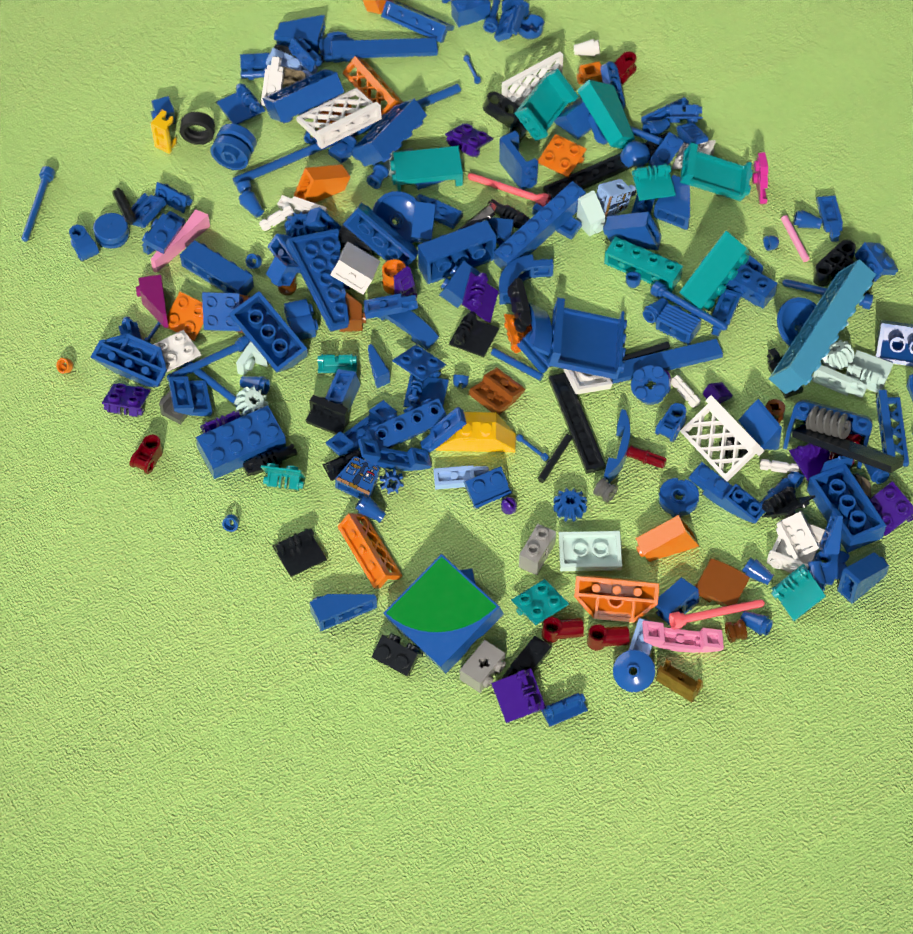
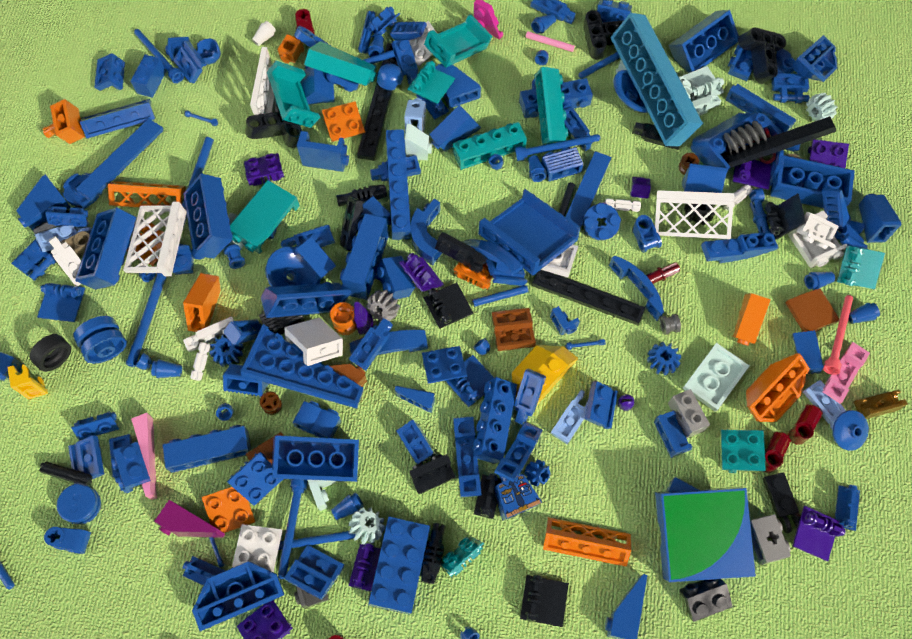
camera: 50 degrees left, 10 degrees up
(282, 271) = (265, 399): blue brick -> none
(332, 363) = (384, 425): teal hinge -> none
(369, 508) = (548, 511): blue cone -> none
(428, 292) = (382, 305): none -> light grey gear
(507, 554) = (672, 434): none -> blue hinge
(533, 418) = (561, 322): none -> blue bracket
(541, 199) = (367, 164): coral piece -> none
(554, 458) = (608, 335): black bar -> none
(678, 507) = (709, 289): blue plate -> none
(736, 631) = (863, 333): reddish brown wheel -> none

